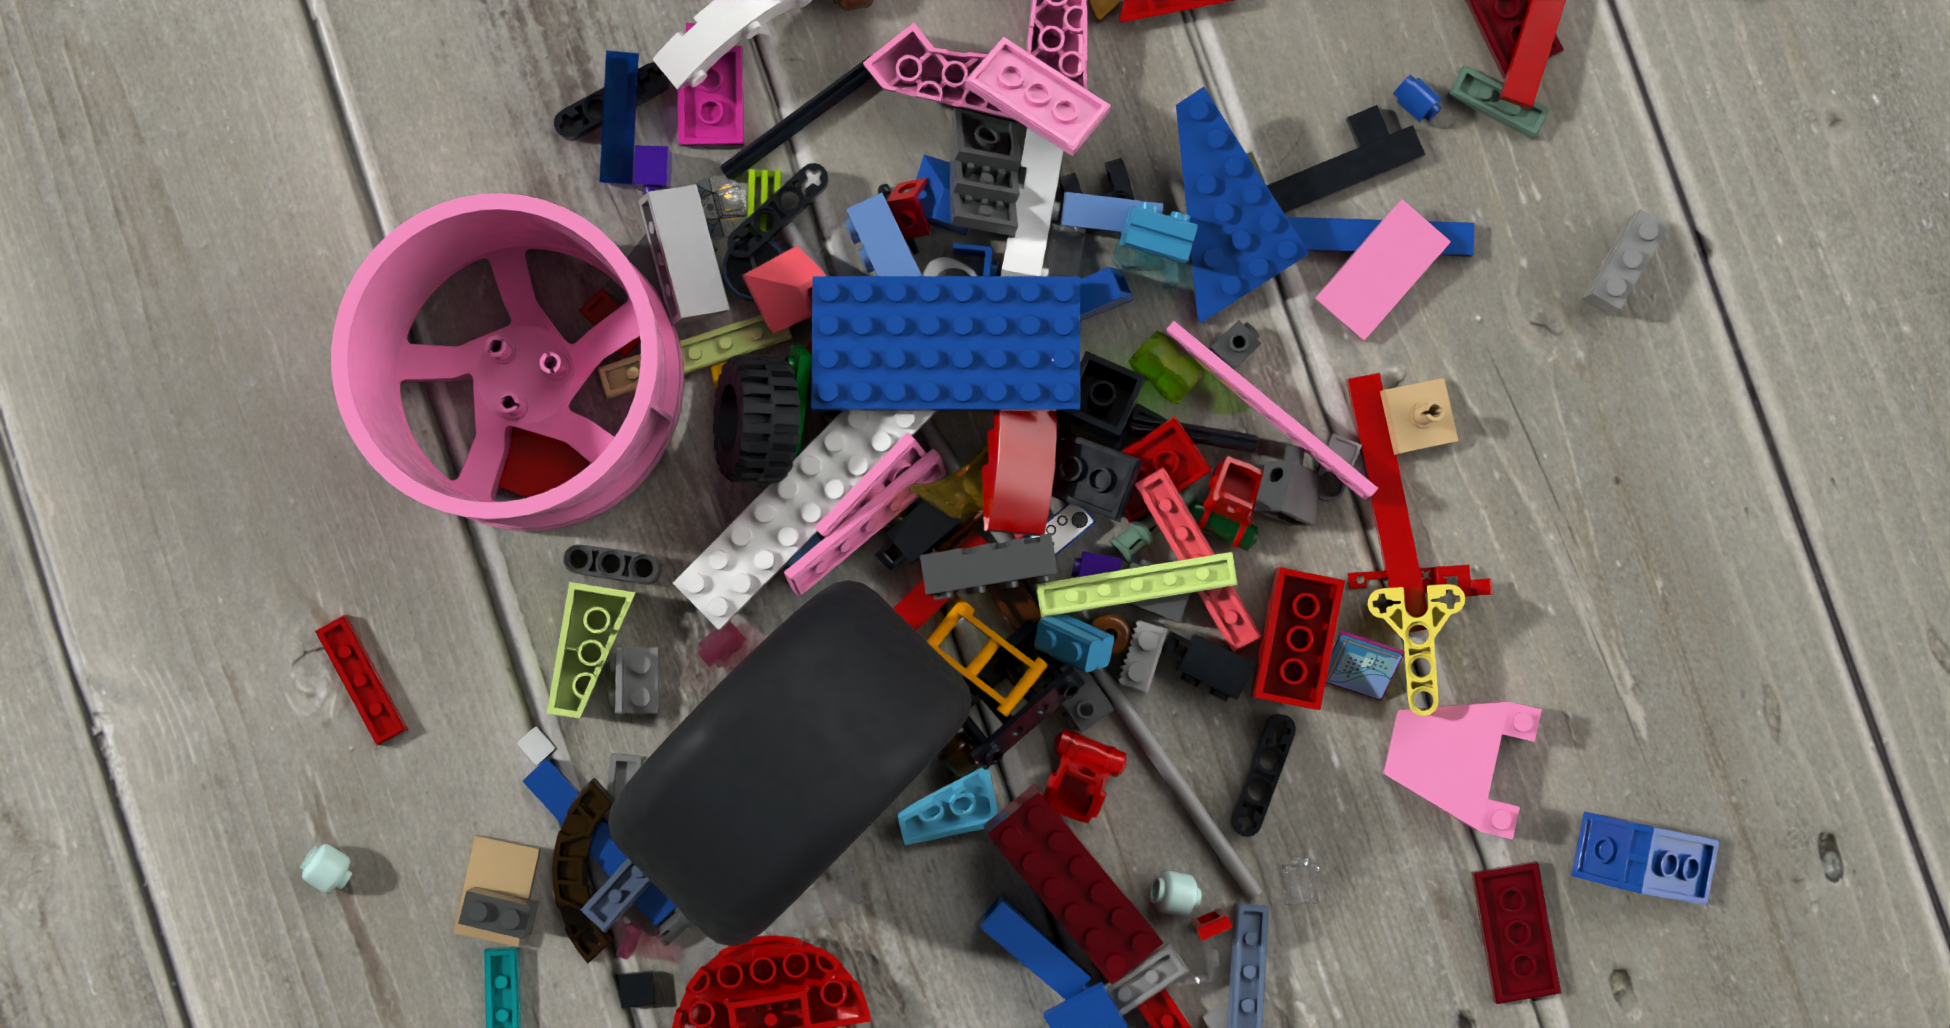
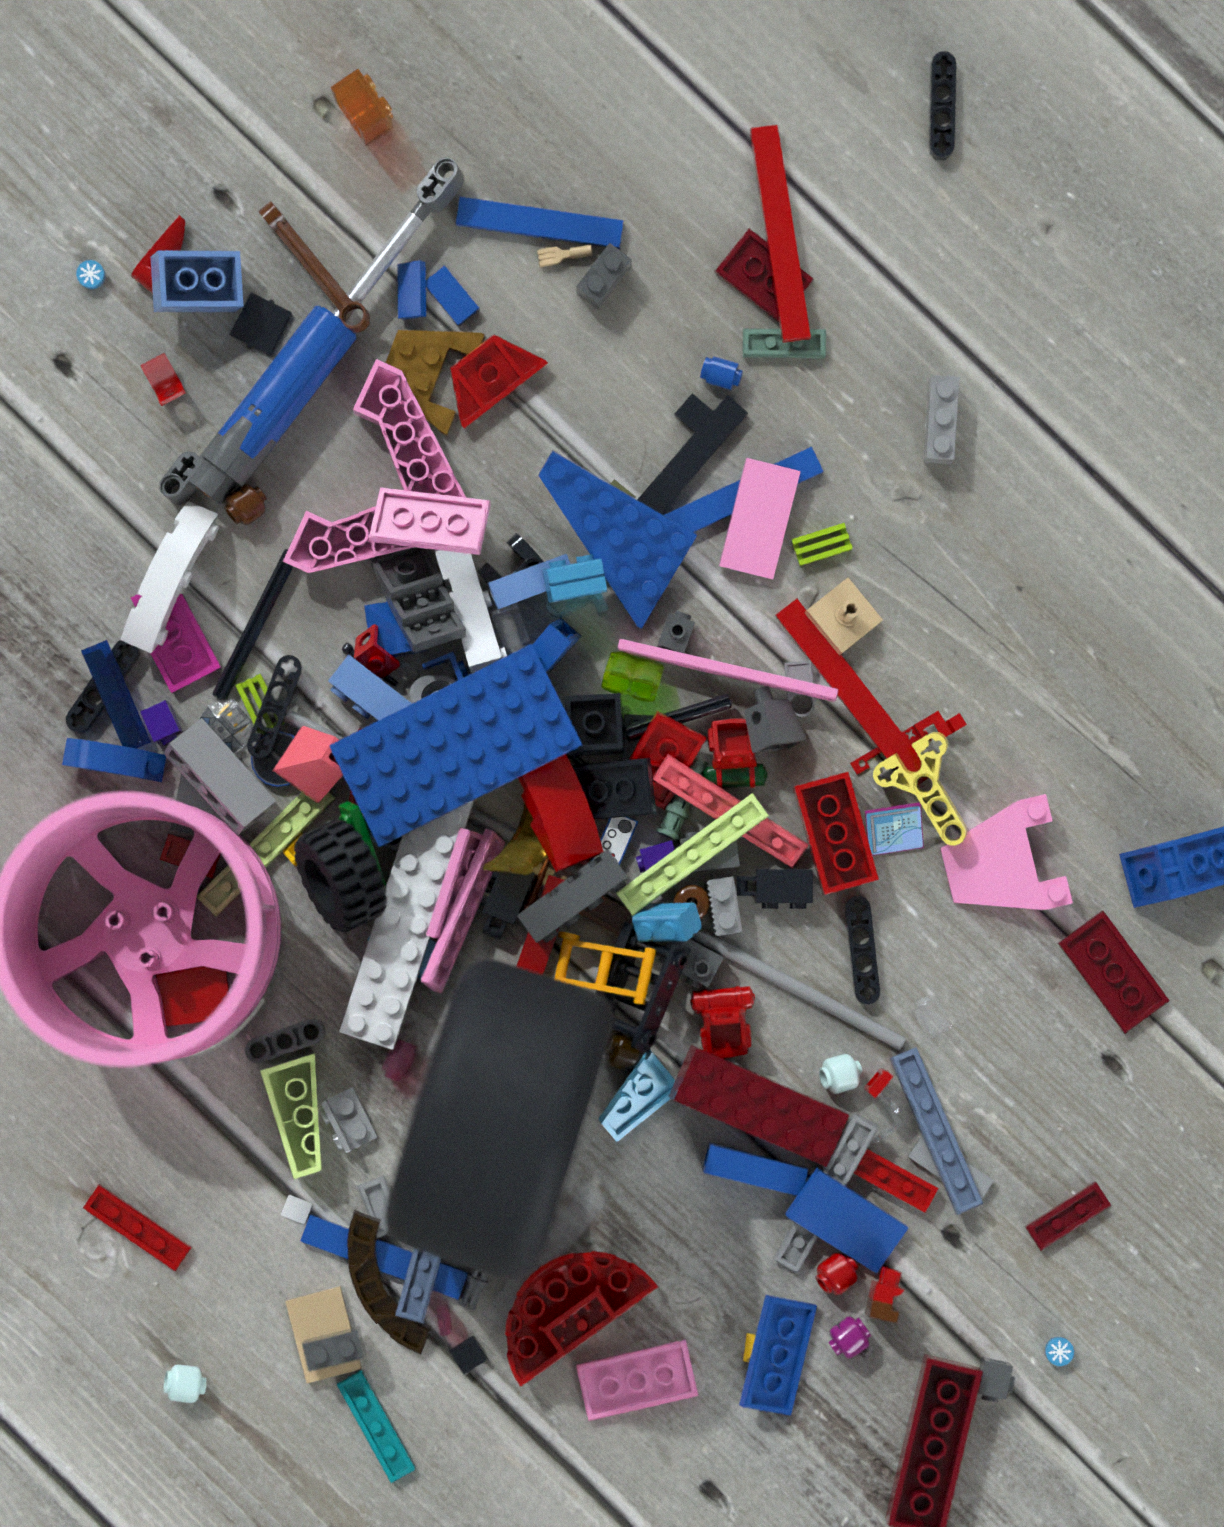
camera: 25 degrees left, 0 degrees up
(584, 182) = (114, 759): none -> blue arch
(1460, 334) = (843, 537): none -> lime tile

